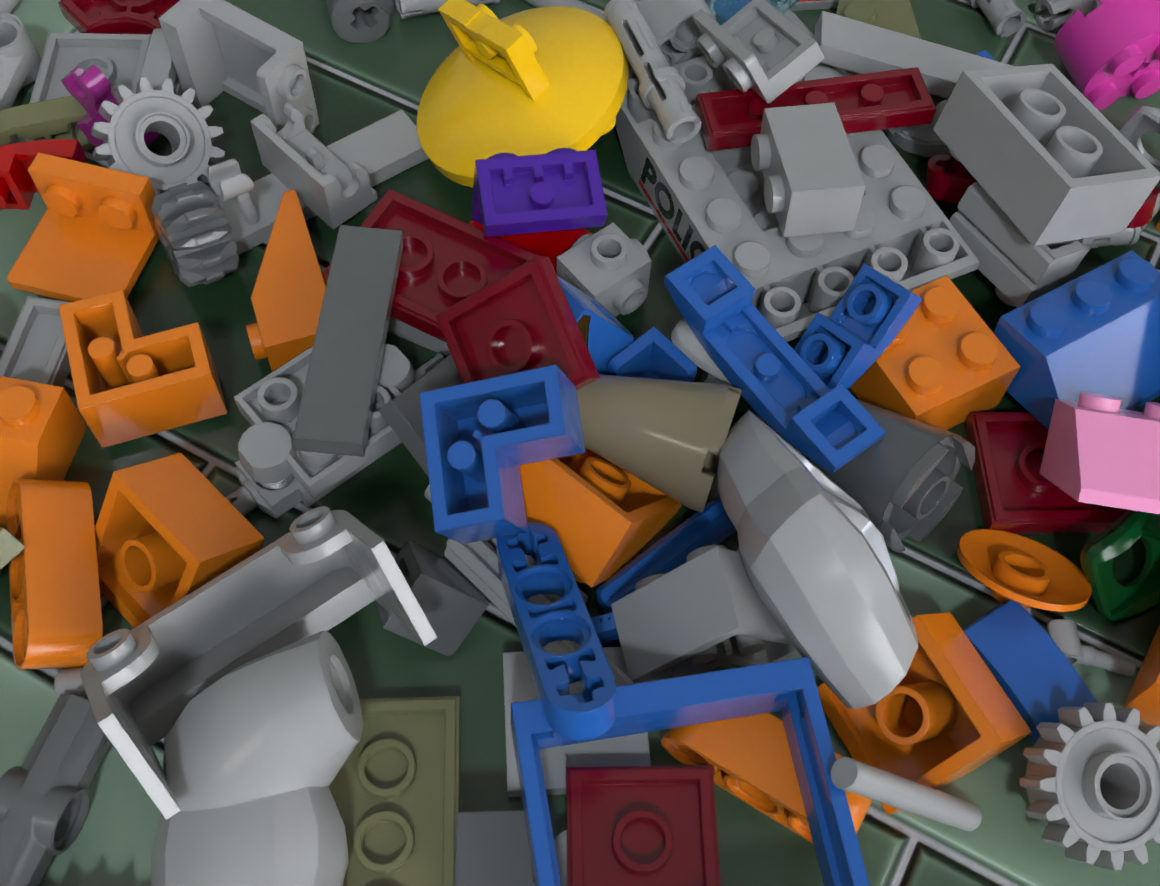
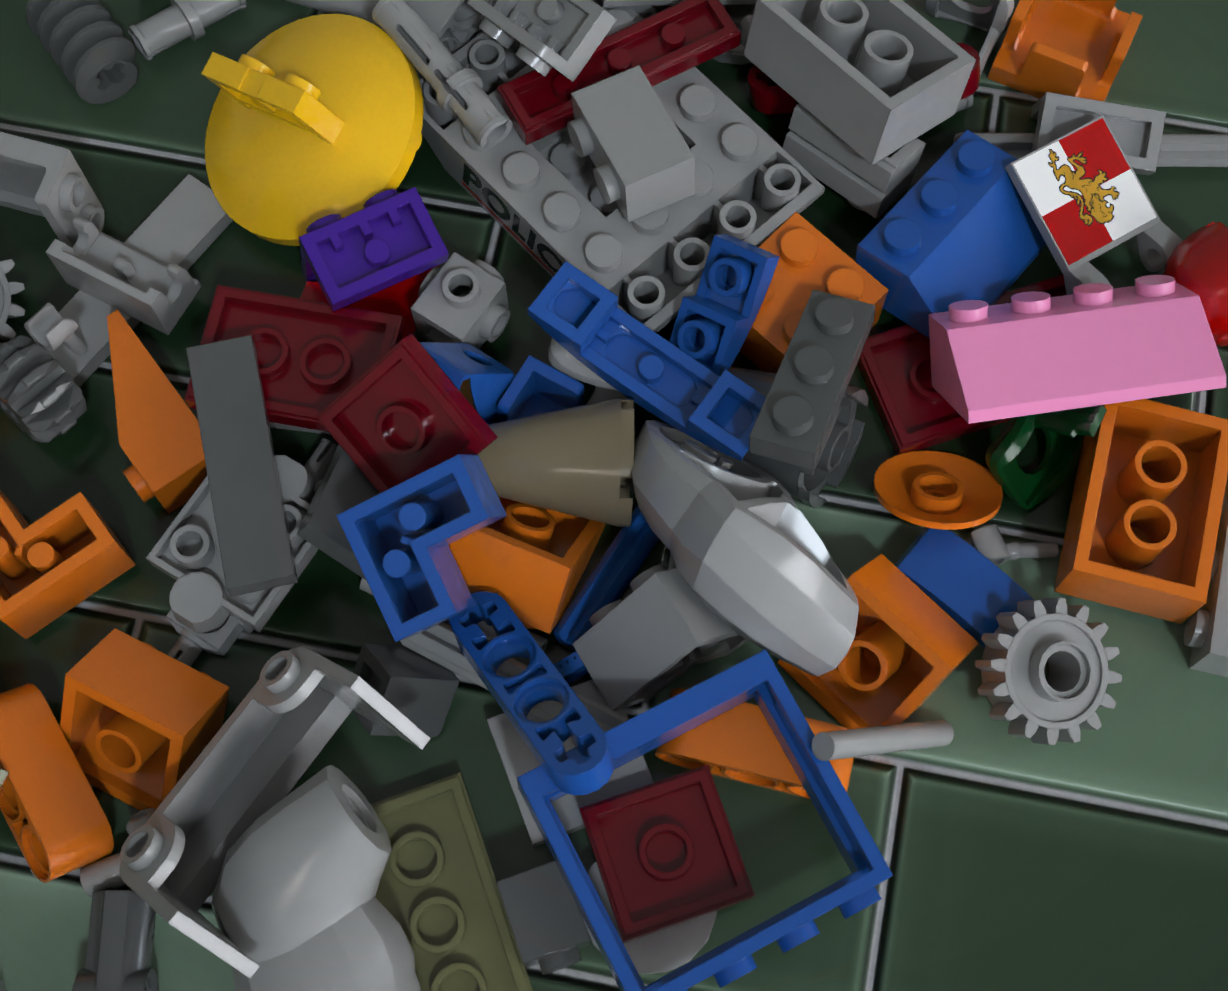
camera: 15 degrees left, 10 degrees up
(925, 416) = (812, 380): none -> dark grey plate

